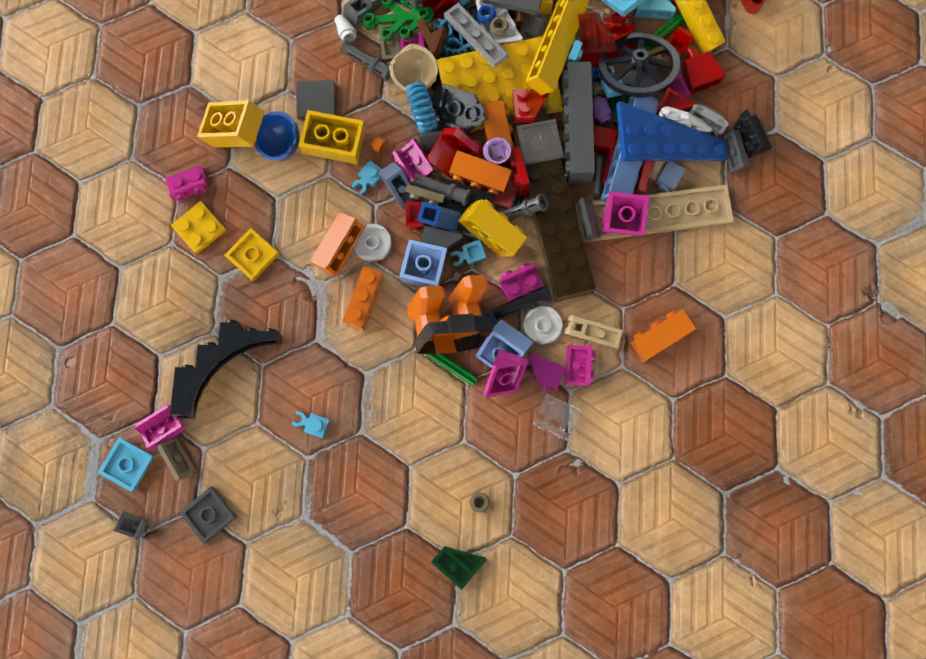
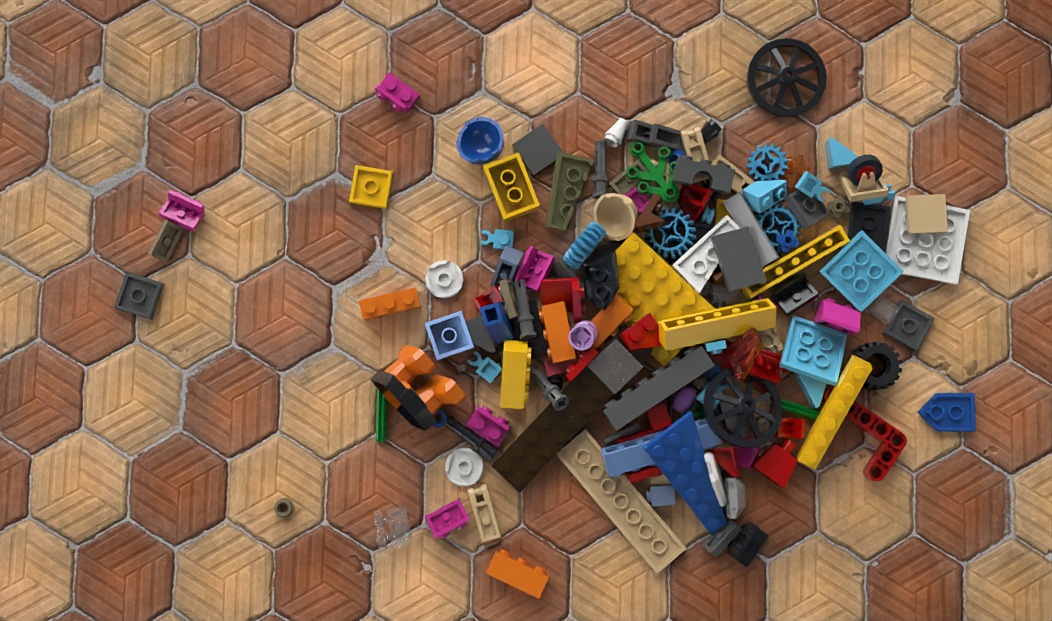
camera: 50 degrees right, 5 degrees up
(126, 464) = (137, 204): medium azure plate -> none
(131, 525) = (92, 241): dark grey bracket -> none
(198, 227) = (365, 128): yellow plate -> none
(210, 358) = (231, 212): black arch -> none
(231, 124) = (465, 97): yellow brick -> none
(313, 425) = (263, 332): medium azure plate -> none
(337, 244) = (422, 253): brick -> none
(358, 91) = (567, 182): none -> olive wing
(378, 144) = (532, 229): orange hinge -> none
(458, 565) = (222, 522): dark green wing -> none
(476, 35) = (675, 252): light grey tile -> none
(486, 10) = (704, 244): blue plate -> none
(496, 22) = (698, 261): dark tan plate -> none
(504, 338) = (422, 448): light blue slope -> none
(505, 374) = (399, 463): dark pink slope -> none
(546, 372) = (424, 495): magenta slope -> none
(588, 219) = (577, 450): dark grey slope -> none
(625, 214) = (596, 479): dark pink slope -> none

